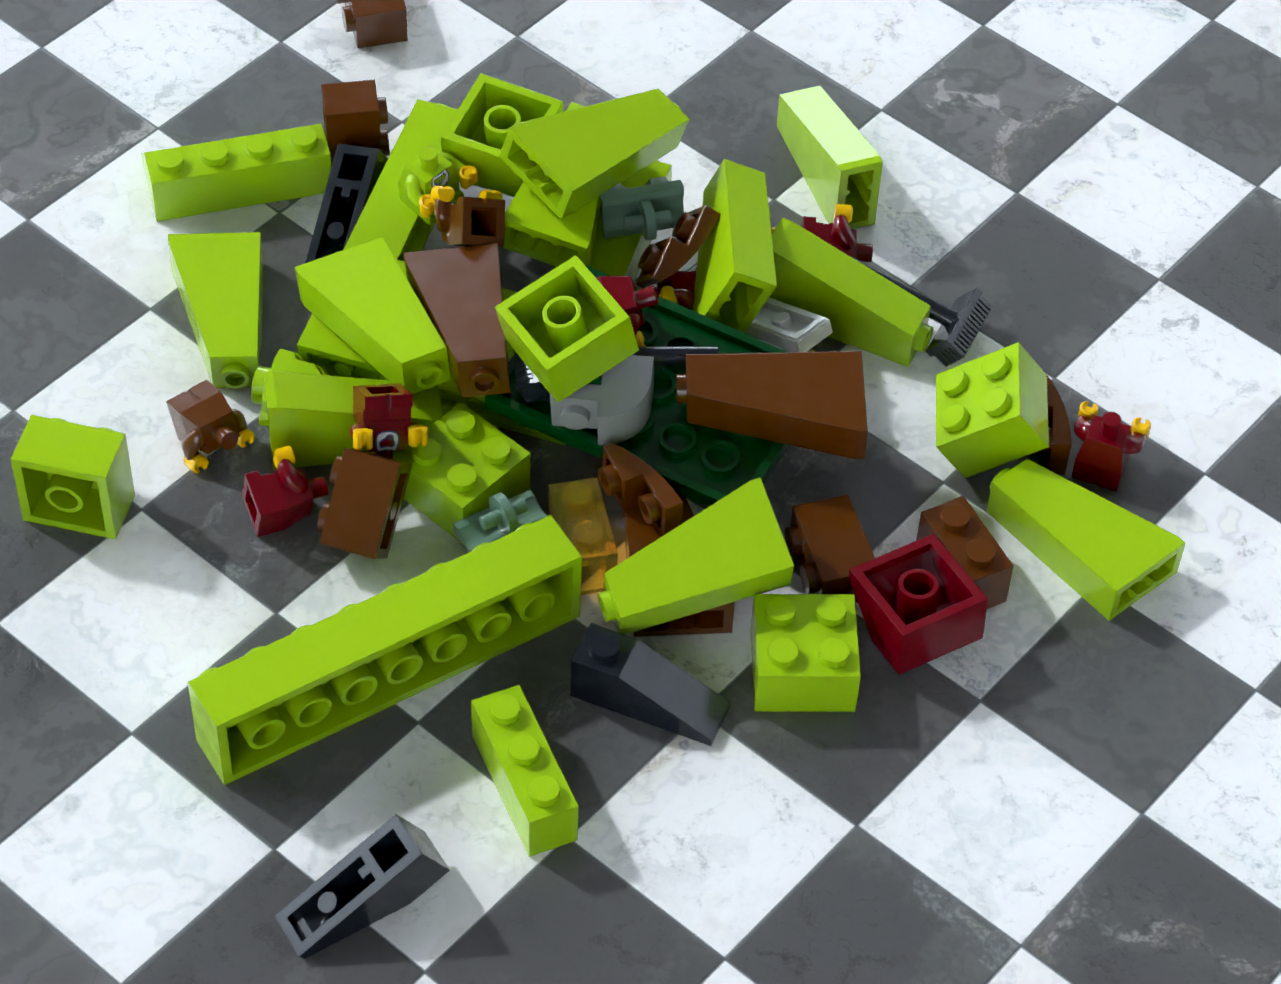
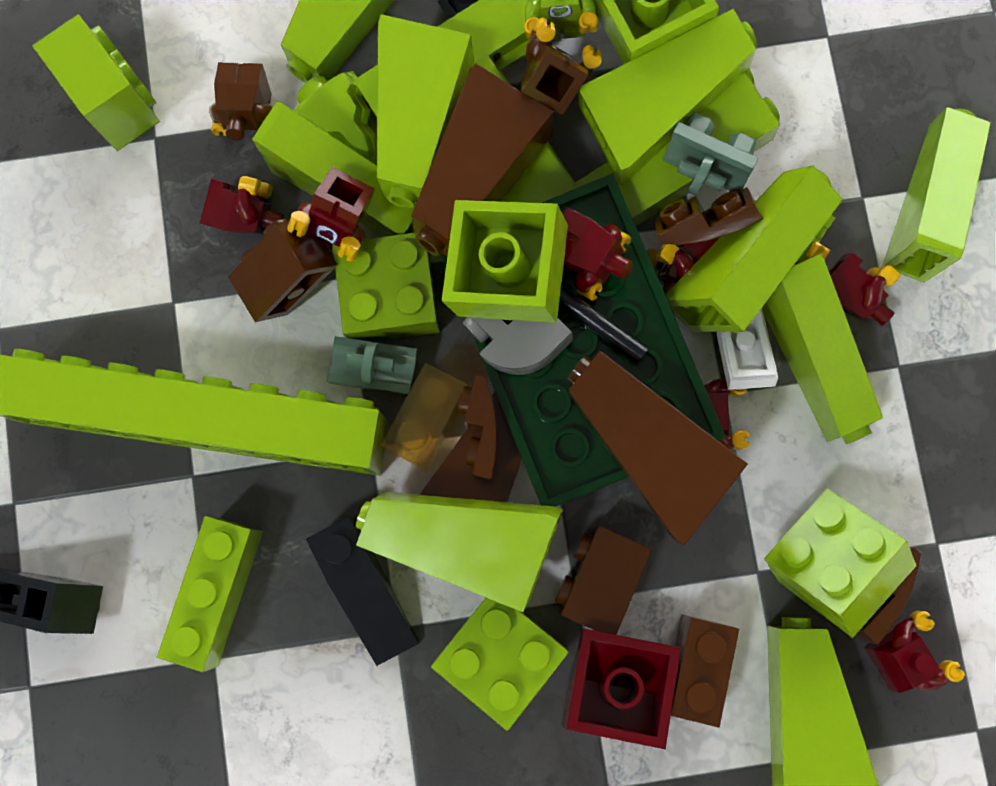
camera: 45 degrees right, 30 degrees up
(592, 148) = (700, 78): lime slope -> none
(958, 324) = (897, 440): black piece -> none

